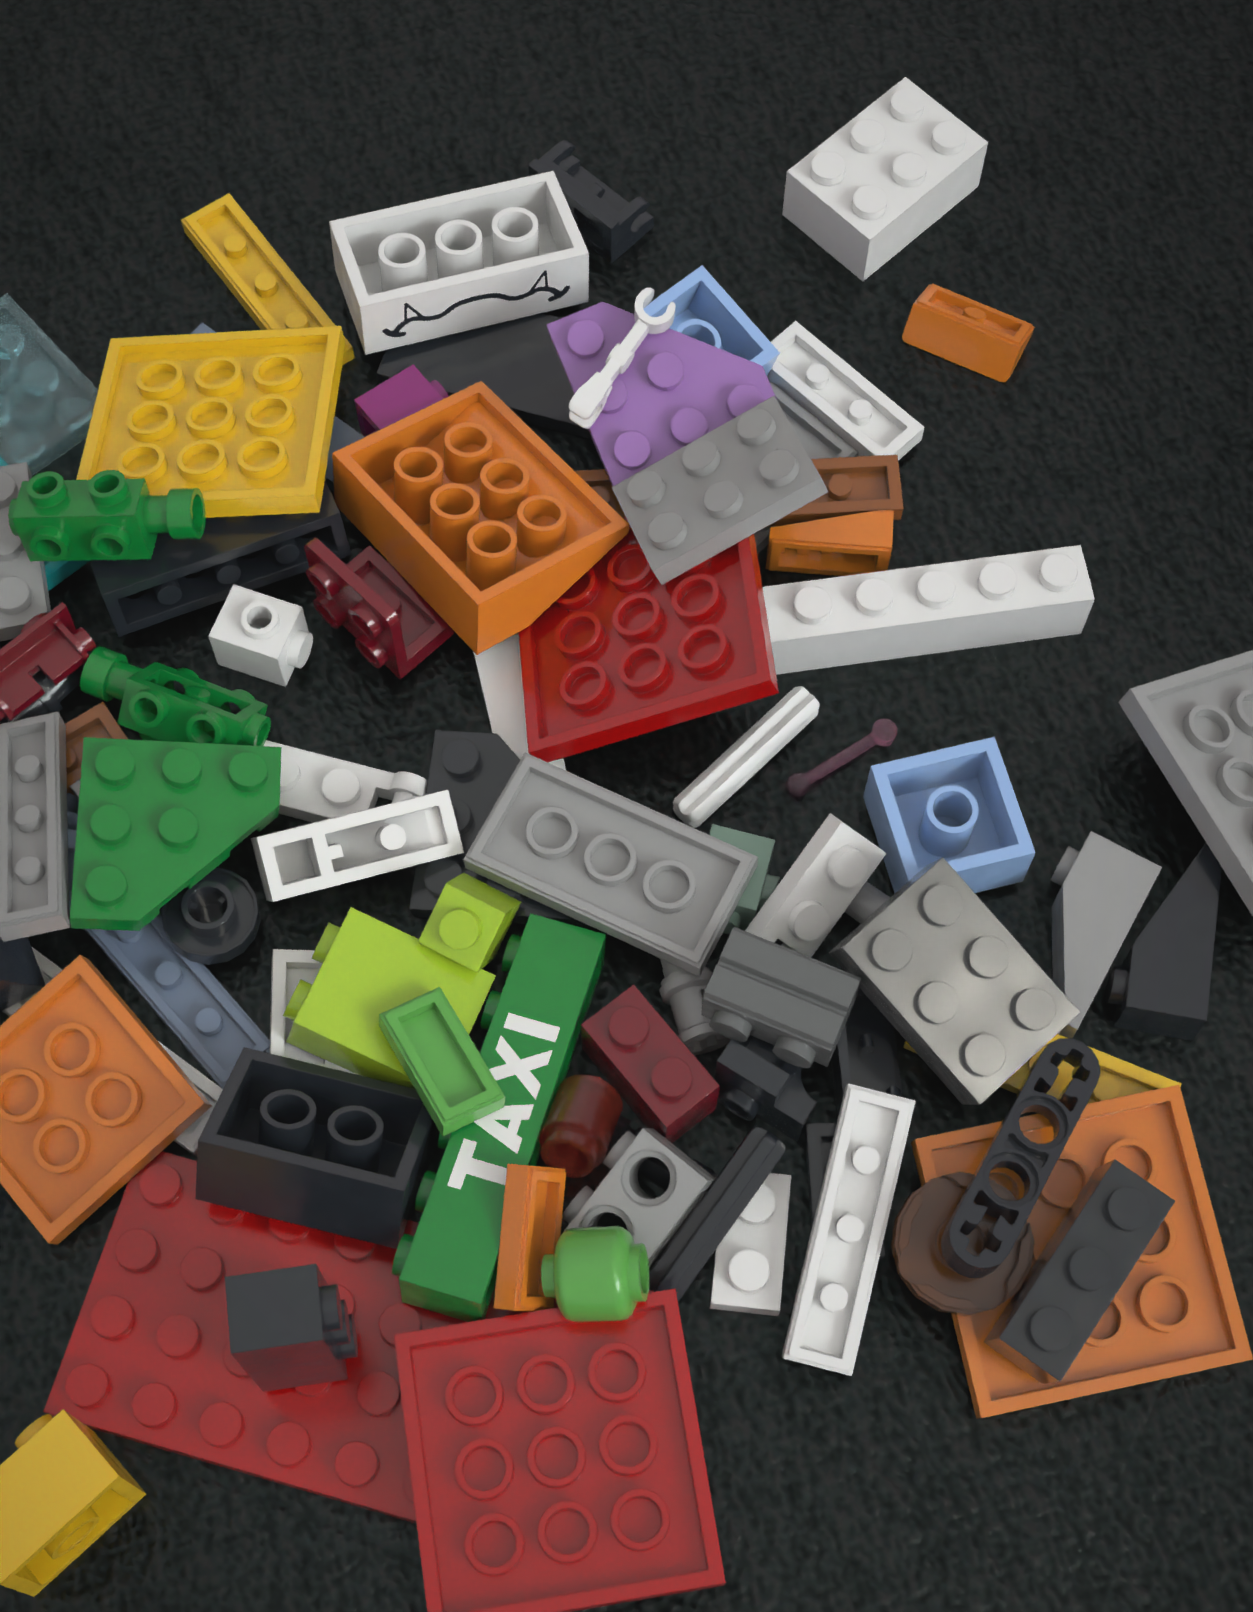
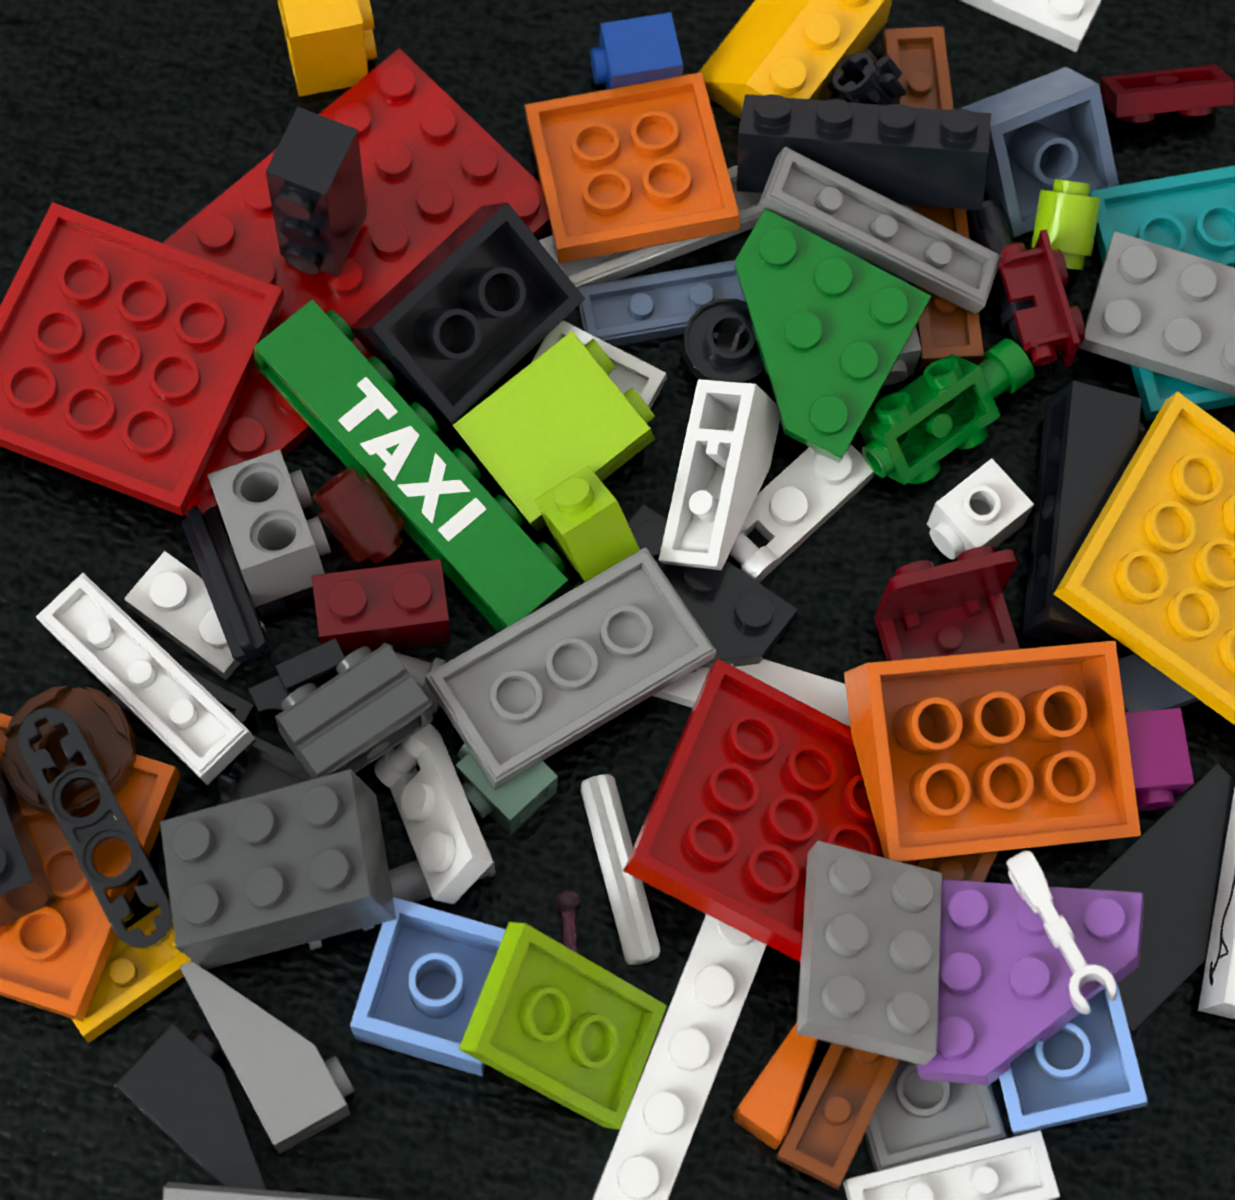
camera: 115 degrees right, 5 degrees up
(100, 517) = (1140, 404): green brick -> none
(441, 1061) = (471, 425): bright green tile -> none
(527, 1233) = (288, 419): orange tile -> none
(596, 1274) = (223, 446): bright green head -> none
(919, 703) = (563, 1026): none -> lime plate

